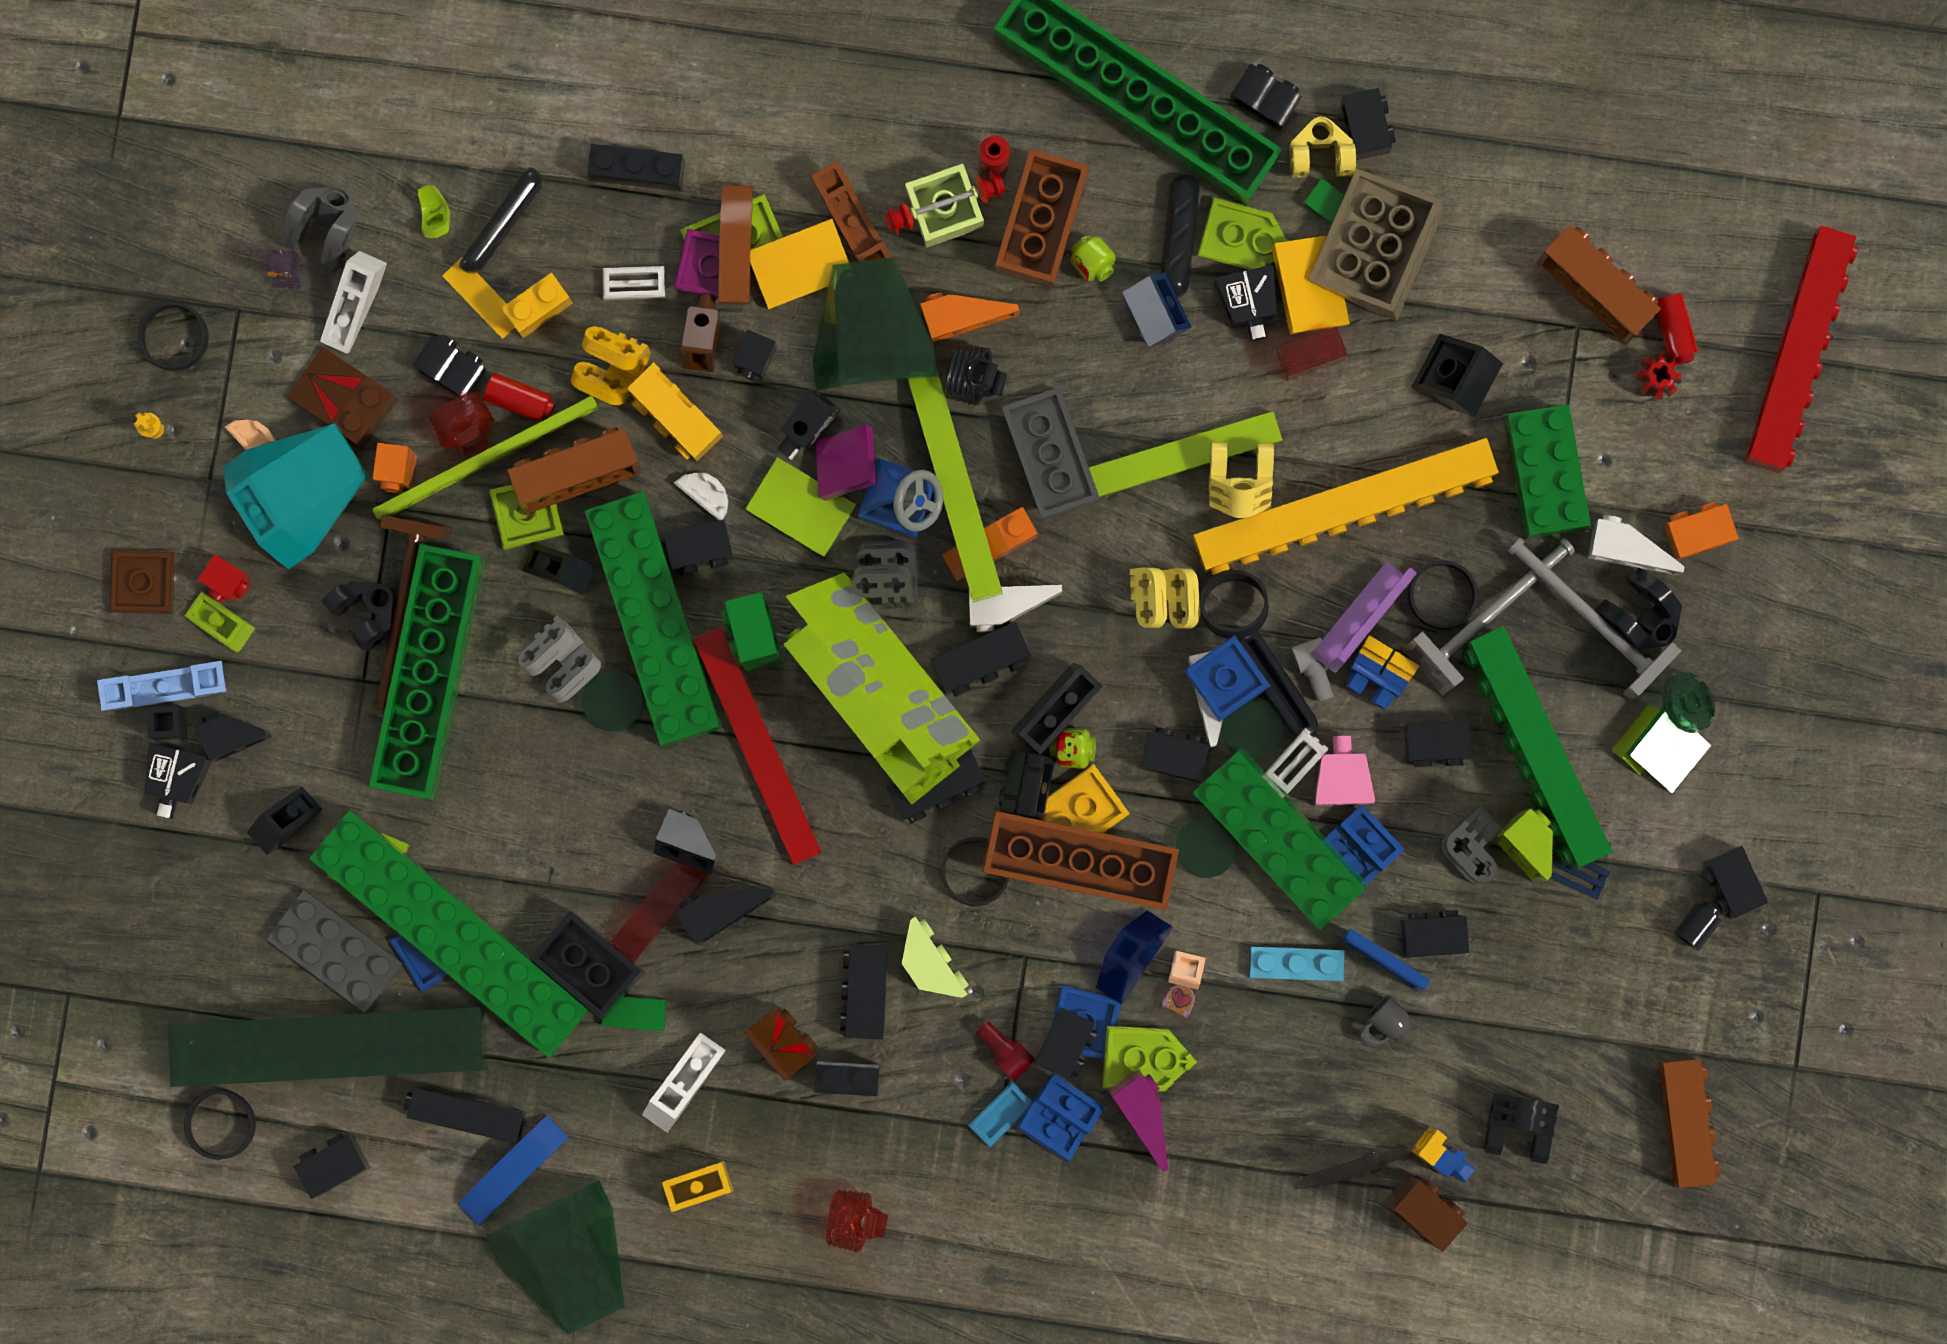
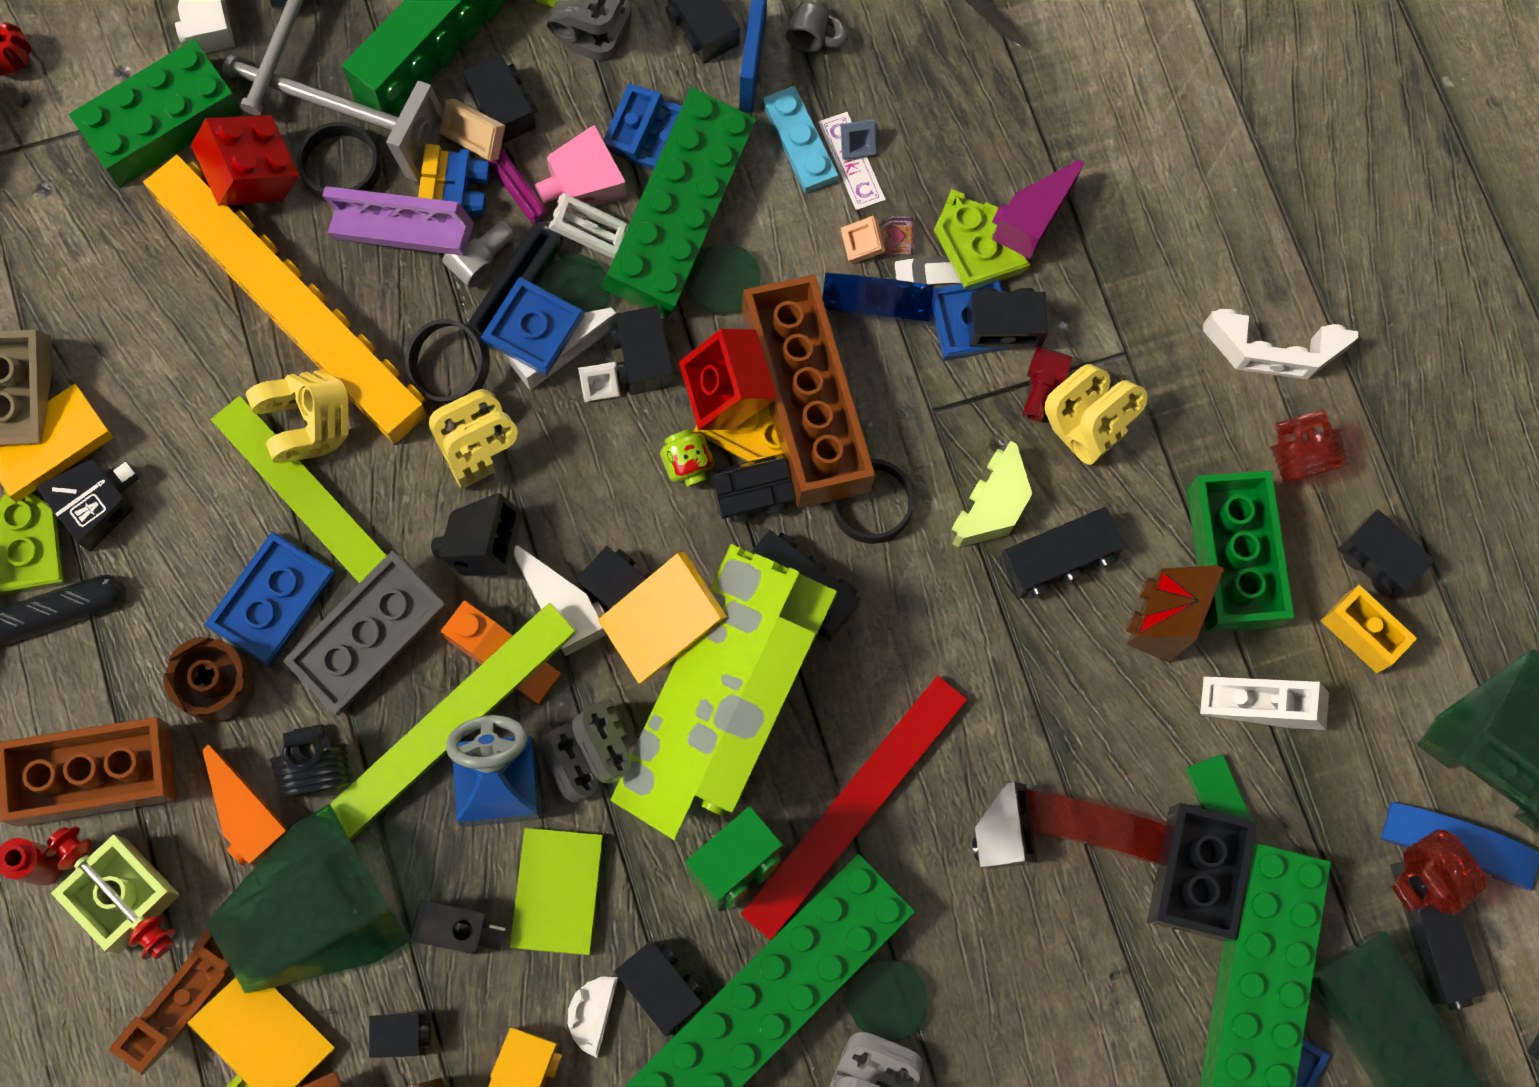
camera: 125 degrees left, 10 degrees down
(501, 1135) = (1447, 871): none -> clear red piece
(713, 913) = (1063, 750): black slope -> none
(746, 1235) = (1385, 555): none -> black brick
(801, 1122) = (1240, 531): none -> green brick
(845, 462) = (480, 860): magenta tile -> none
(847, 1078) = (1164, 527): black brick -> none
(927, 1285) = (1229, 334): none -> white slope
(949, 1064) = (1091, 417): none -> light yellow piece
(951, 665) = (662, 617): none -> yellow tile
(1000, 1114) = (1114, 356): dark azure tile -> none
(1056, 342) = (188, 673): none -> reddish brown brick
(1056, 708) = (652, 492): black brick -> none
(1059, 1117) = (1083, 295): blue slope -> none
(1081, 566) = (480, 537): none -> black torso
(1092, 258) = (112, 693): lime head -> none
(1111, 801) = (727, 379): none -> red brick
(1113, 398) = (270, 599): none -> blue tile
(1140, 1005) = (926, 270): none -> white sticker
(1156, 309) = (144, 593): brick -> none
(1166, 711) = (599, 382): none -> white slope
(1261, 997) = (855, 172): none -> white sticker
(1272, 1008) = (858, 139): none -> sand blue slope
(1312, 353) = (125, 404): clear red brick -> none
(1384, 719) = (518, 187): none -> magenta axle
(1418, 707) = (472, 129): none -> tan tile
(1457, 374) = (85, 247): black slope -> none
(1468, 521) = (244, 160): none -> red brick

